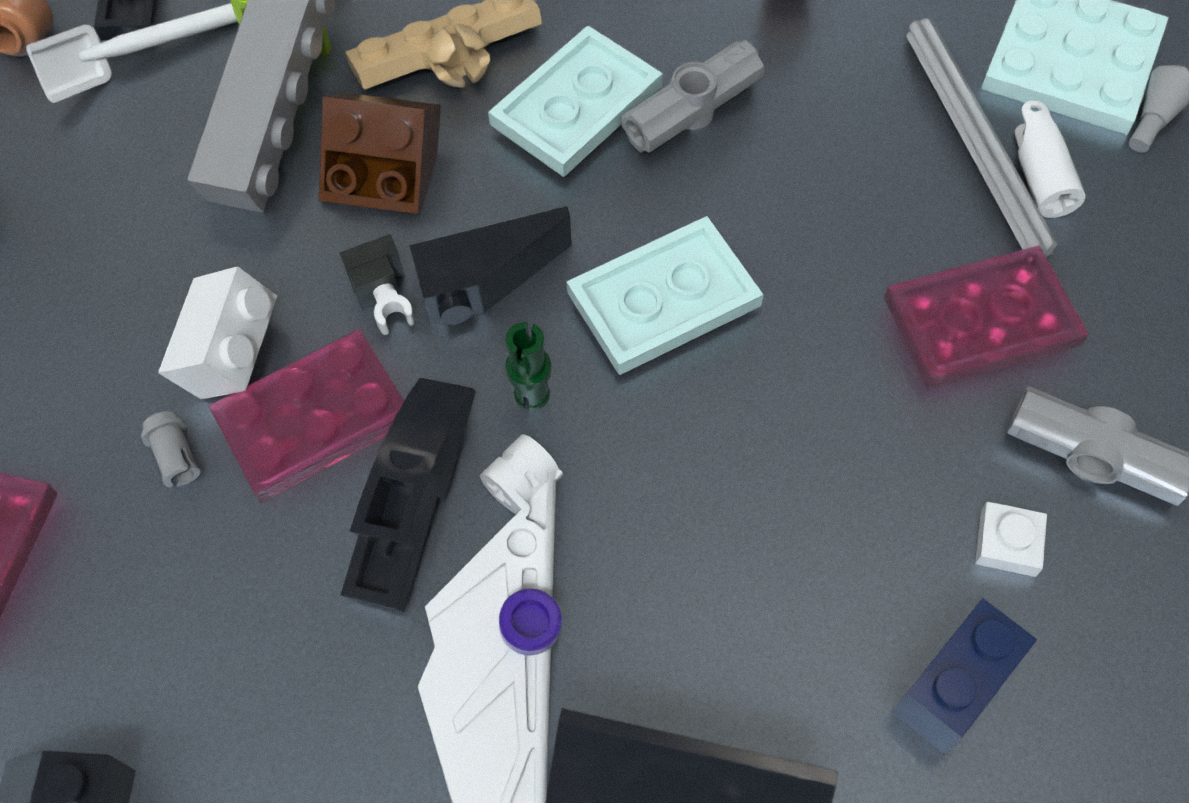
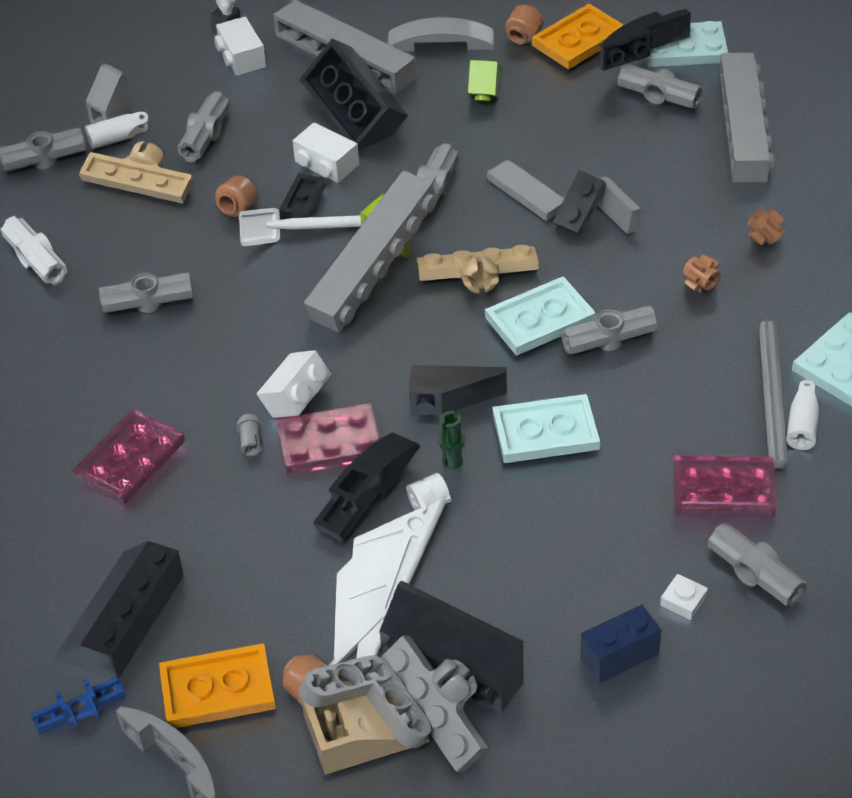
camera: 20 degrees right, 15 degrees down
(373, 276) = (387, 378): pearl dark grey piece -> none
(377, 151) = (414, 315): reddish brown slope -> none
(530, 622) = (404, 558): dark purple tile -> none

